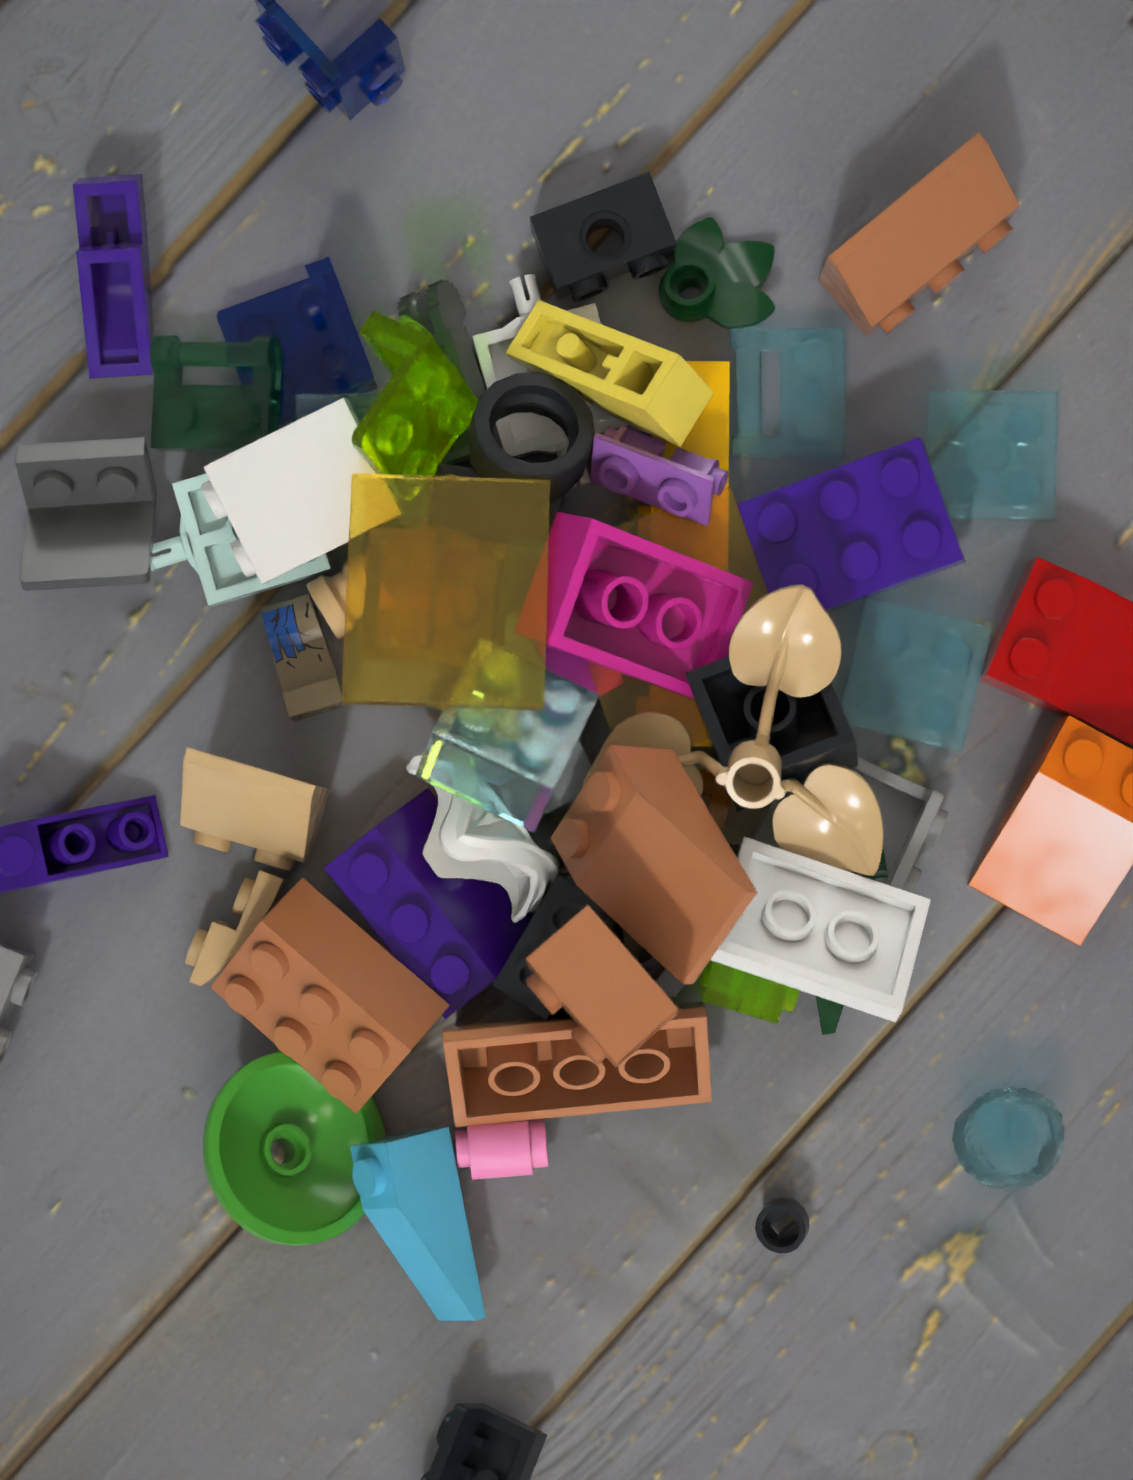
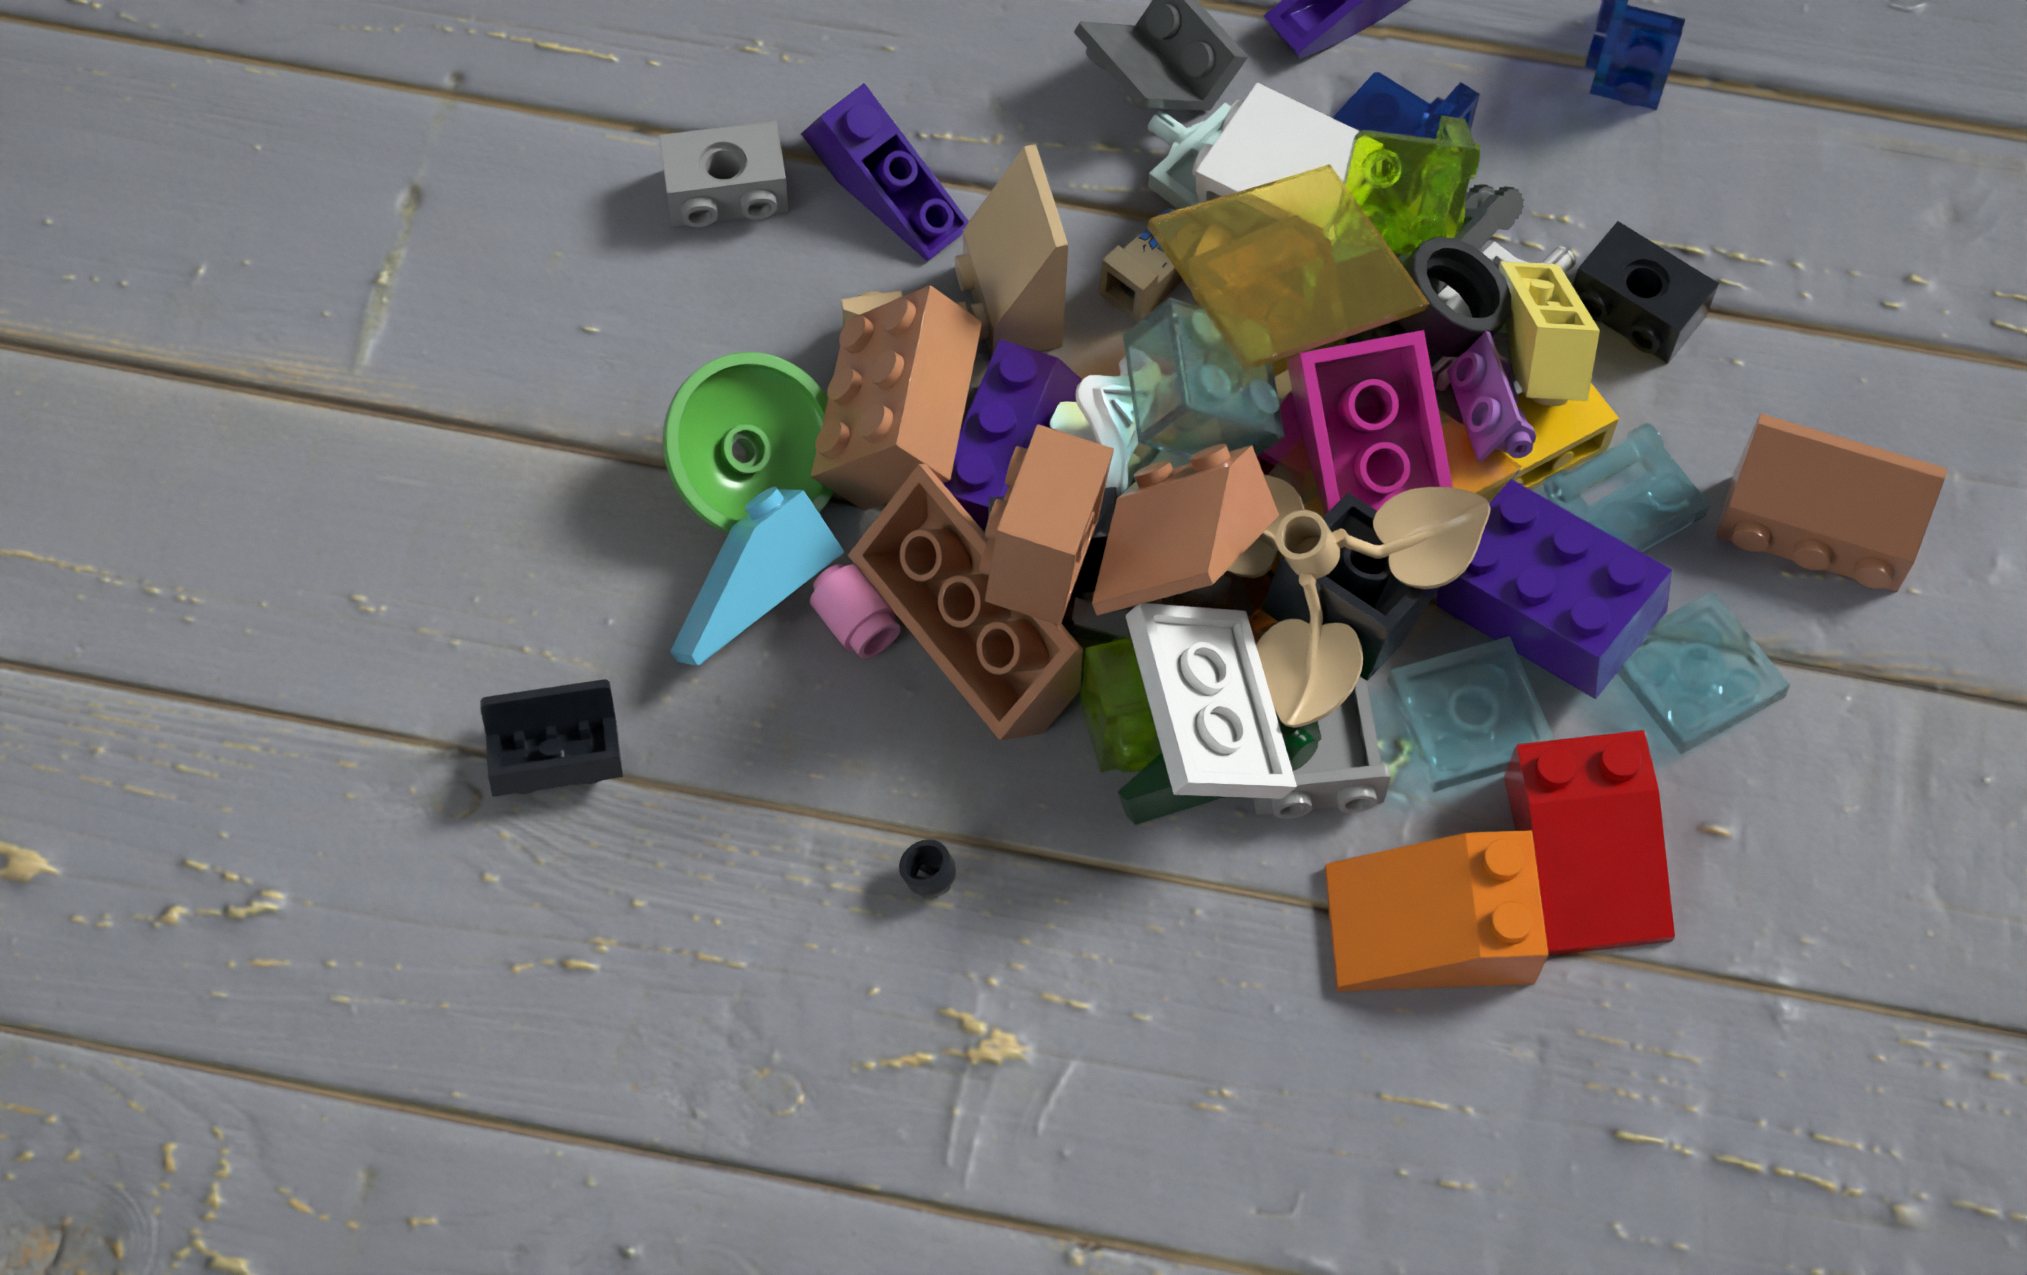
camera: 55 degrees right, 25 degrees down
(214, 415) = (1320, 59): clear green plate -> none
(724, 273) = (1674, 393): dark green plate -> none
(1009, 1138) = (1128, 1006): clear light blue hair -> none

